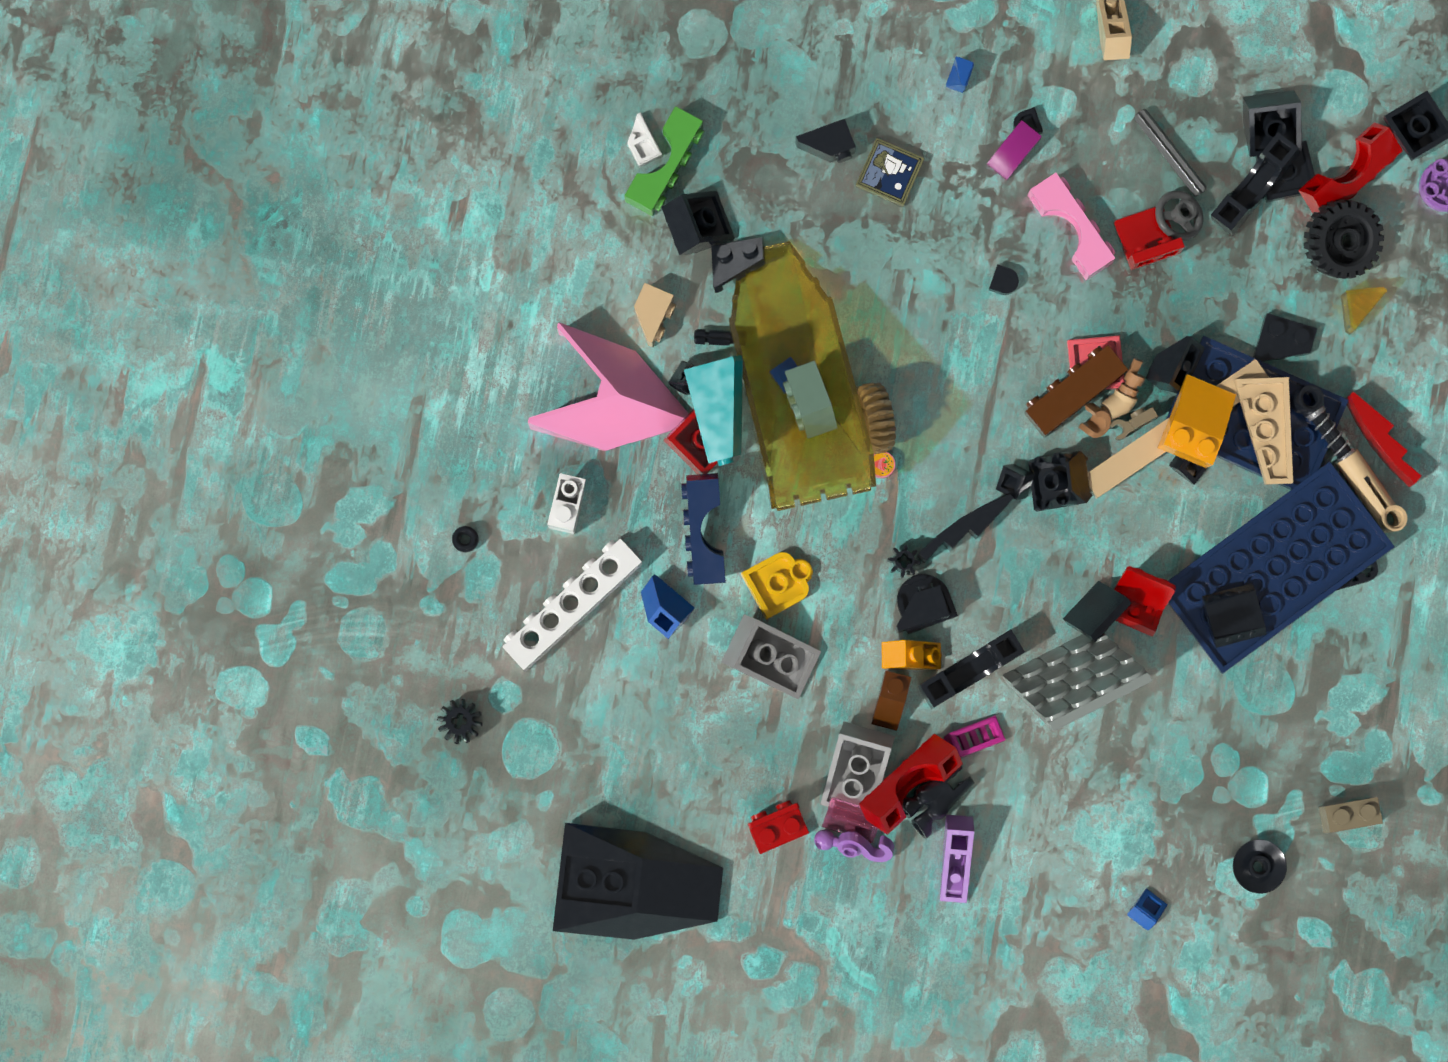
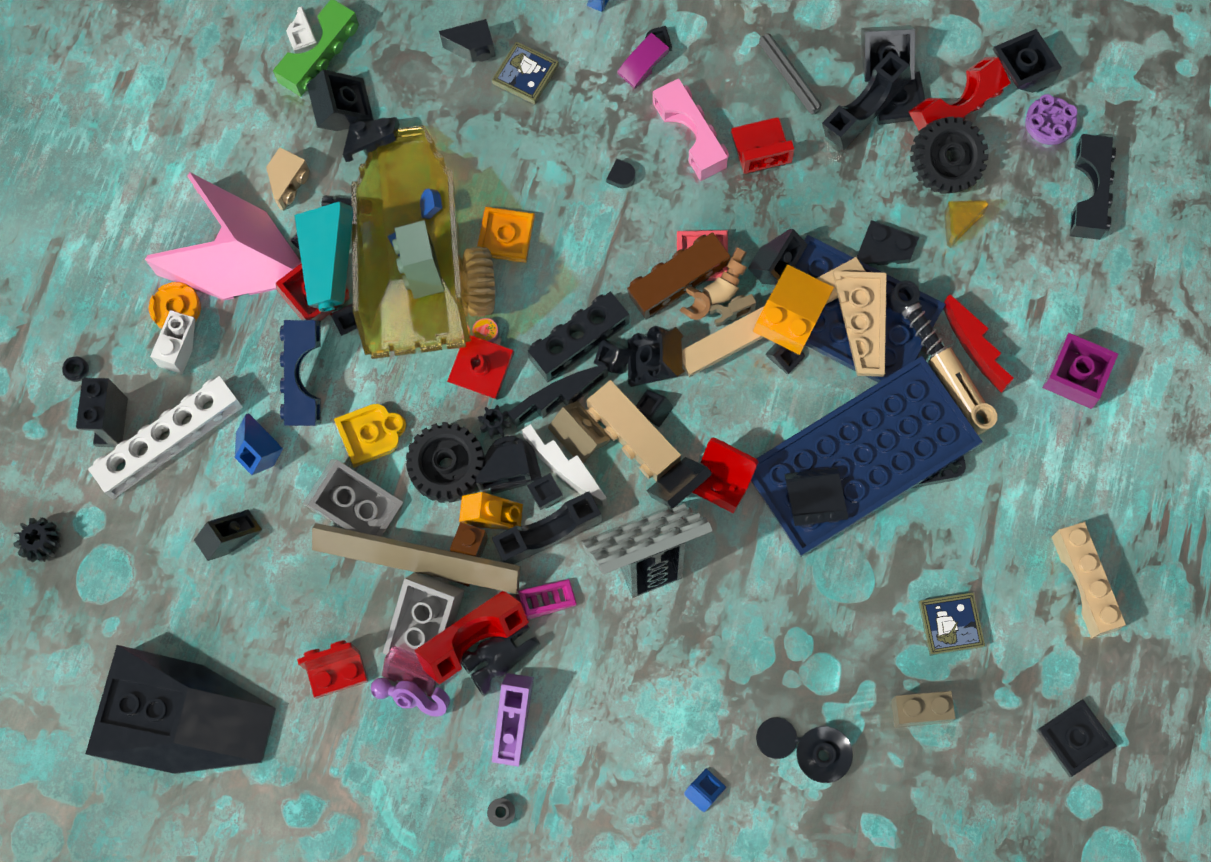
camera: 10 degrees right, 10 degrees down
(508, 587) = (102, 410): none -> black panel
(555, 457) = (174, 297): none -> light orange tile
(650, 700) = (226, 534): none -> black slope
(741, 465) = (344, 320): none -> black slope
(810, 331) = (430, 203): none -> blue tile
(843, 709) = (416, 558): none -> dark tan tile
(863, 586) = (440, 443): none -> black wheel
(884, 506) = (481, 367): none -> red tile
(890, 357) = (506, 233): none -> light orange tile
(946, 948) = (510, 812): none -> dark grey plate
(962, 629) = (545, 491): none -> black plate
(988, 608) = (571, 472): none -> white slope
(989, 564) = (578, 431): none -> dark tan panel
(1013, 439) = (574, 349): none -> black brick
(1045, 560) = (633, 431): none -> tan brick
(1061, 531) = (654, 407): none -> black slope
(1188, 207) = (794, 125): dark grey piece -> none
(1211, 853) = (776, 738): none -> black piece
(1372, 728) = (951, 624): none -> tile

